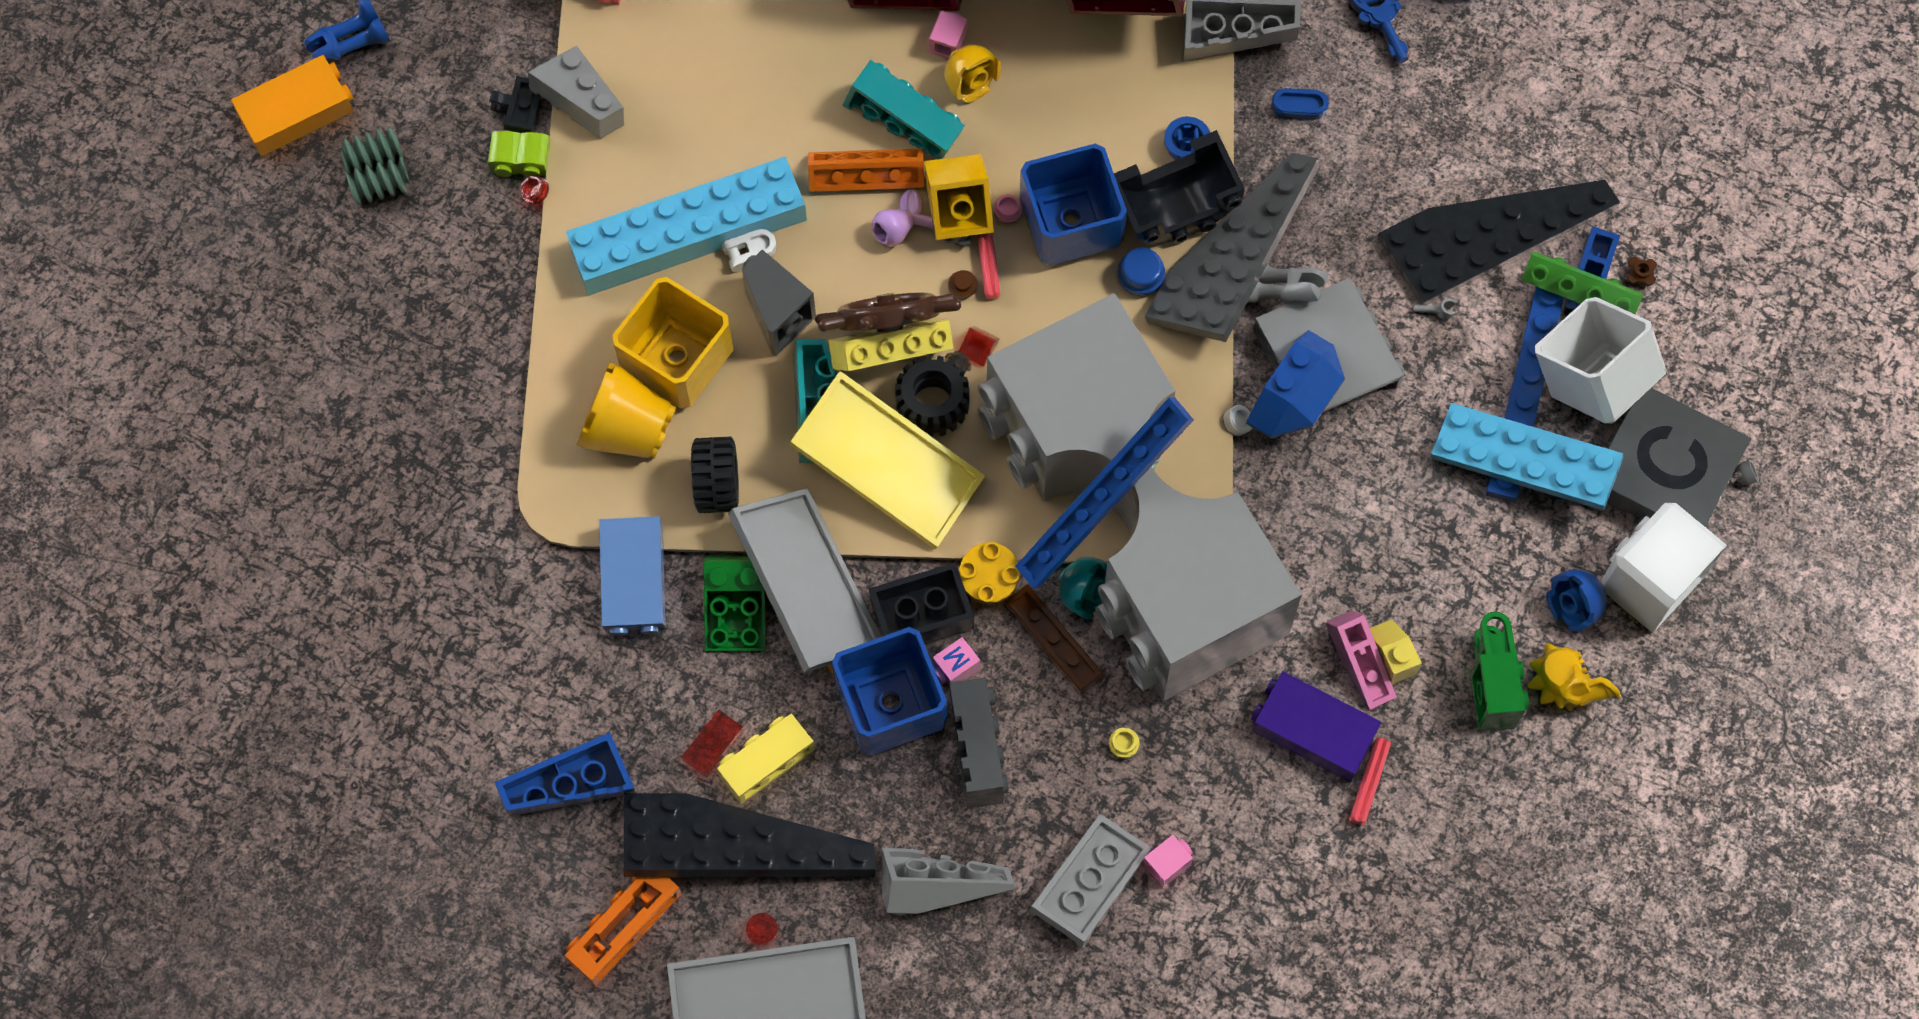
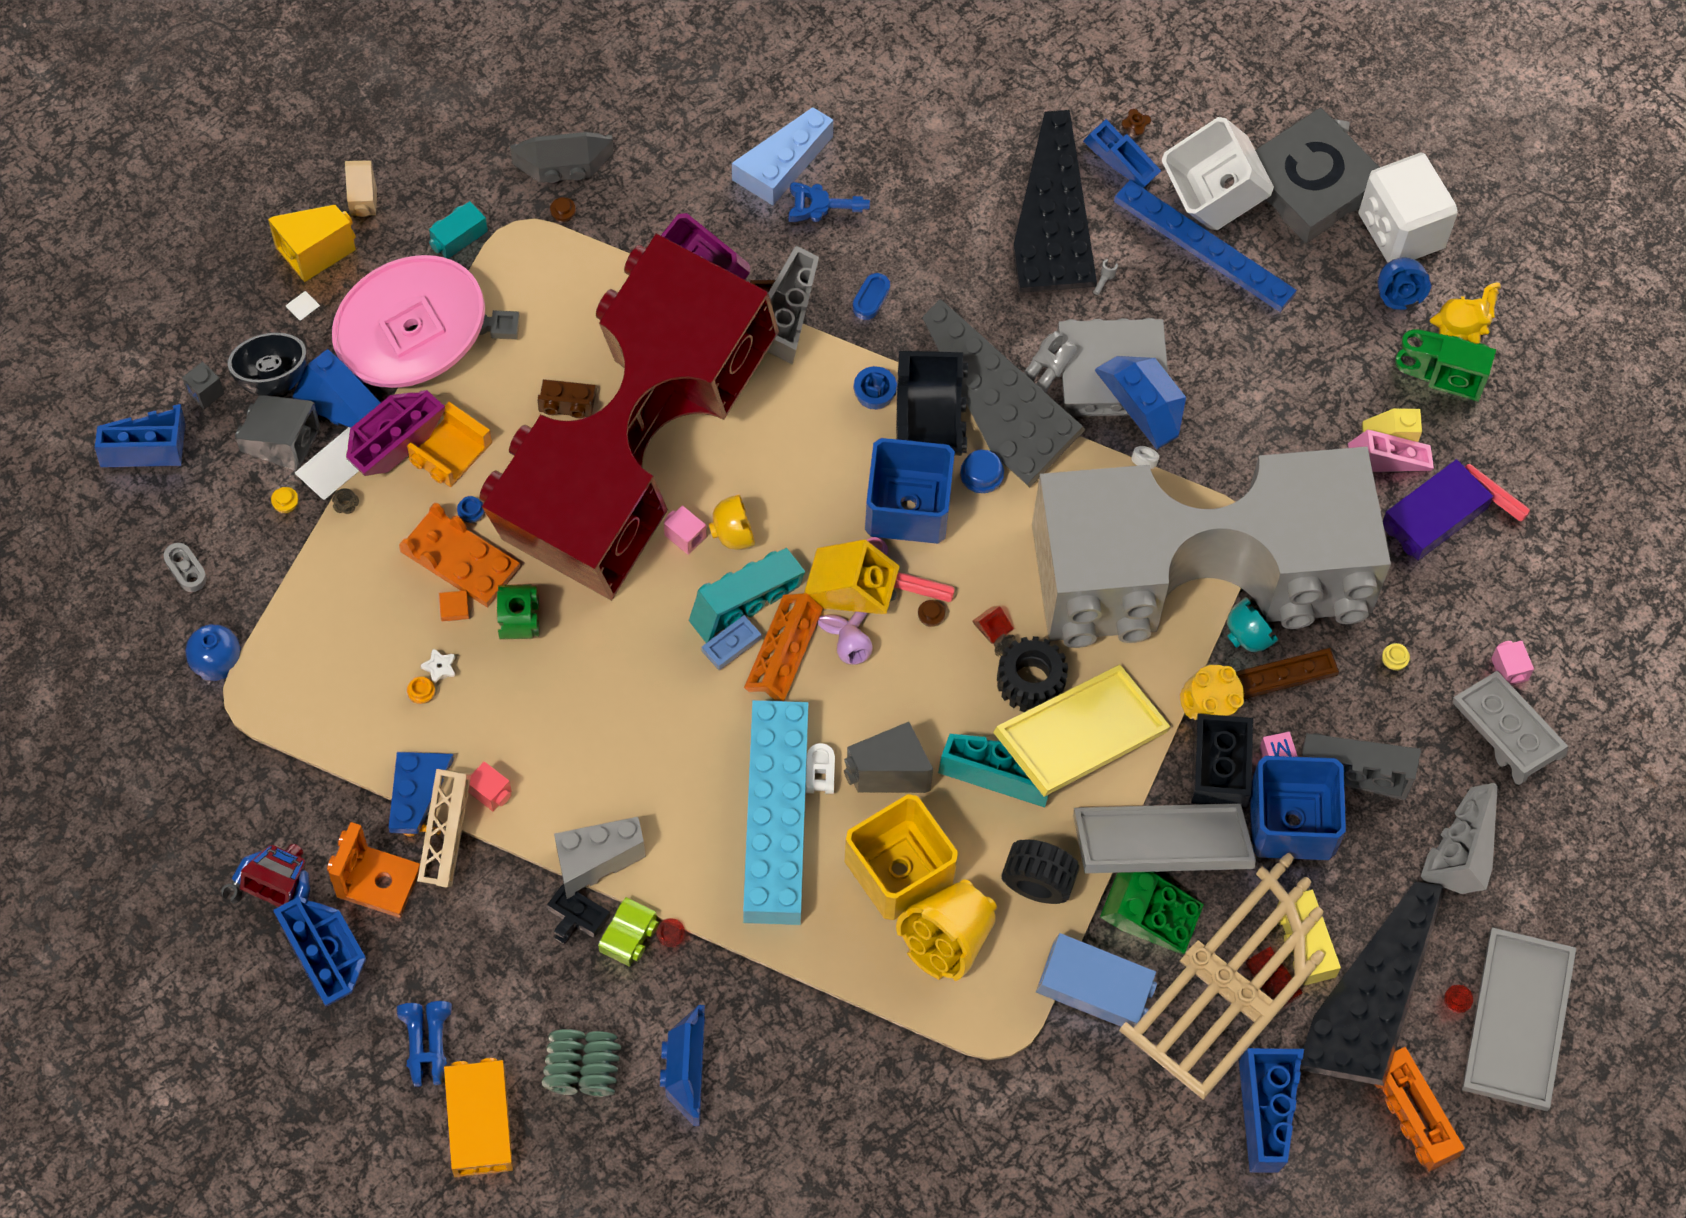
camera: 70 degrees left, 5 degrees down
(409, 252) = (685, 1064): none -> blue wedge
(674, 697) = (1230, 984): none -> tan piece
(848, 122) = (731, 642): none -> medium blue plate
(903, 328) = (962, 677): brick -> none
(1104, 492) = (1216, 555): blue plate -> none
(1527, 456) = (1269, 264): medium azure plate -> none
(1577, 284) = (1138, 164): bright green plate -> none

